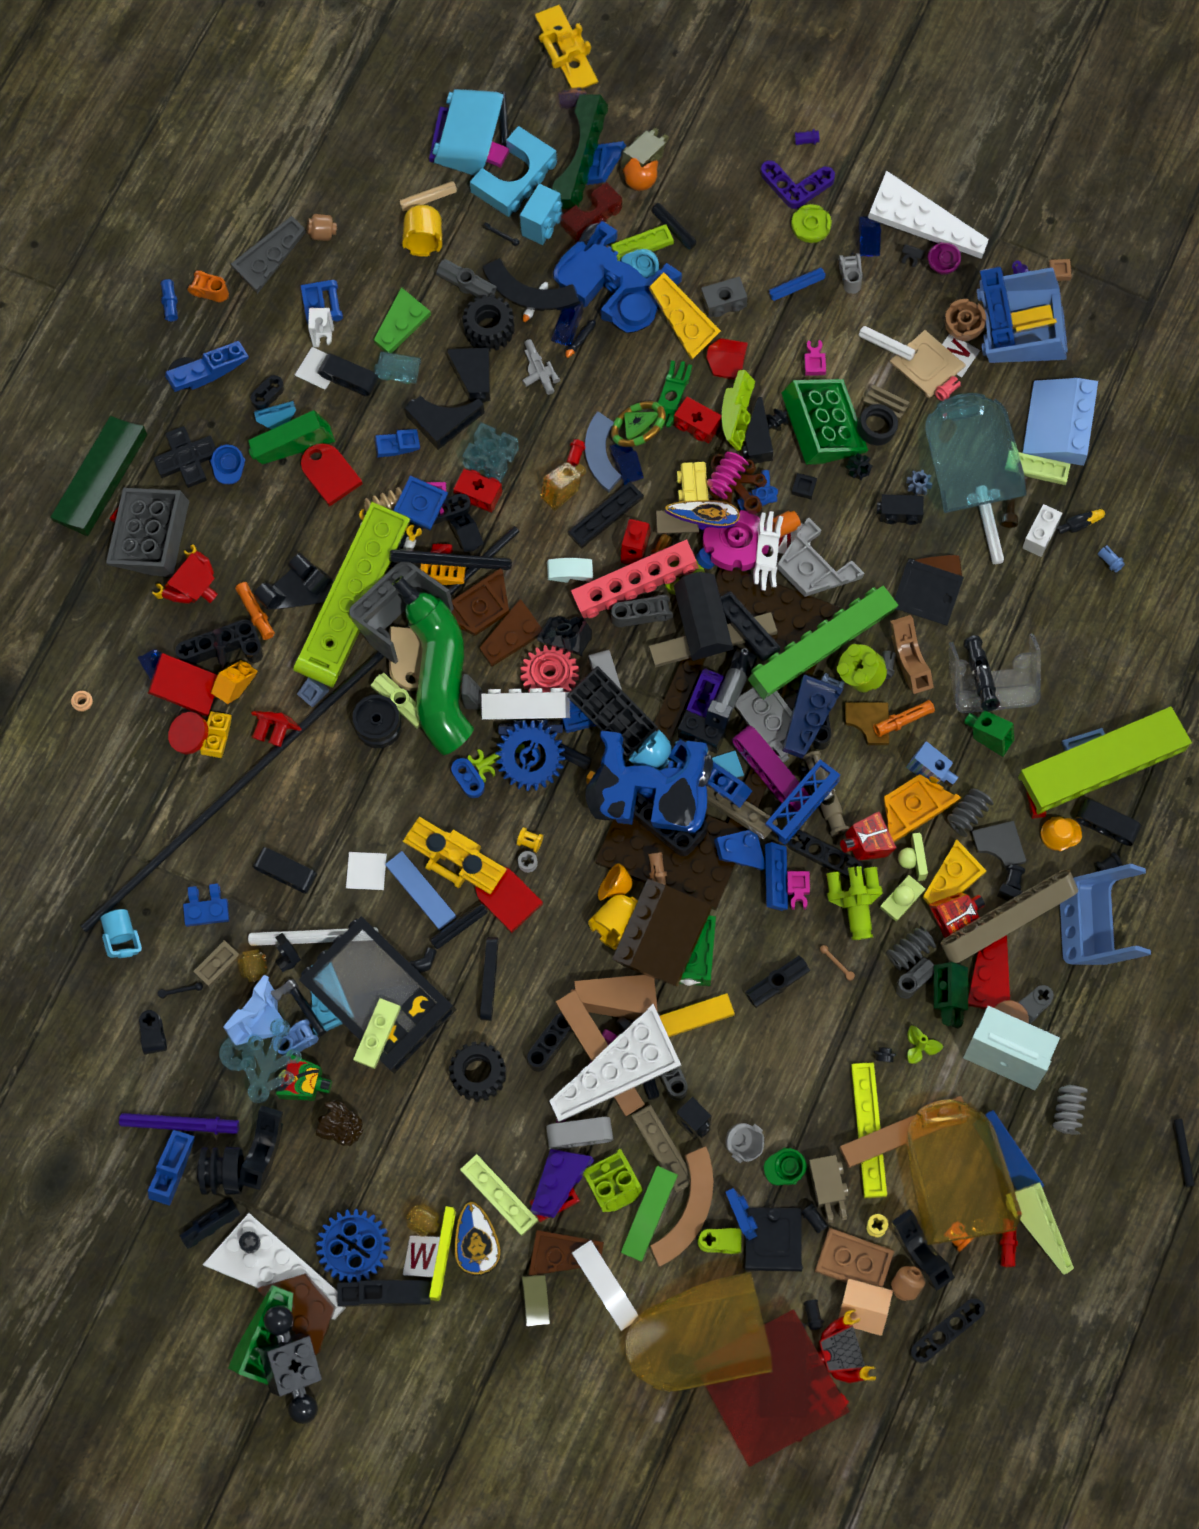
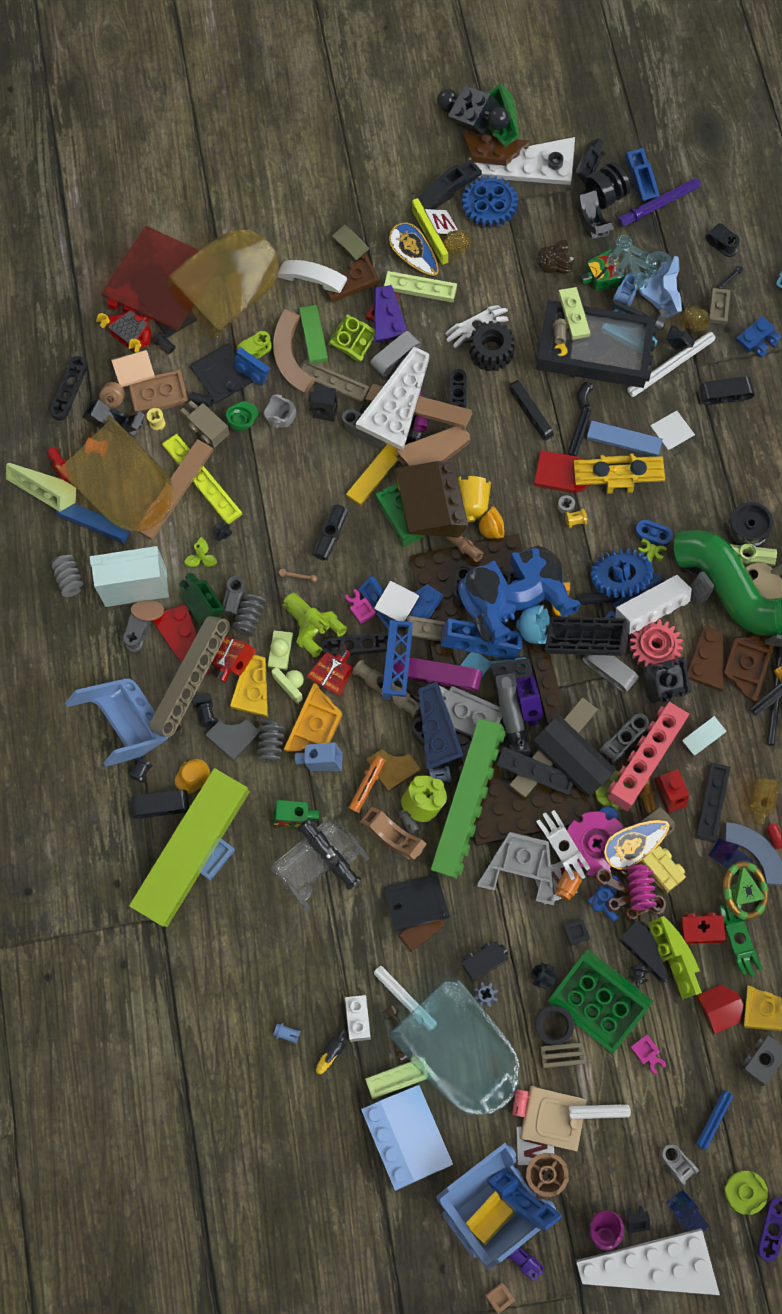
camera: 145 degrees right, 0 degrees up
(408, 1019) = (560, 331): none -> dark tan pin
(485, 1114) = (466, 328): none -> white piece
(763, 862) = (396, 601): none -> white sticker

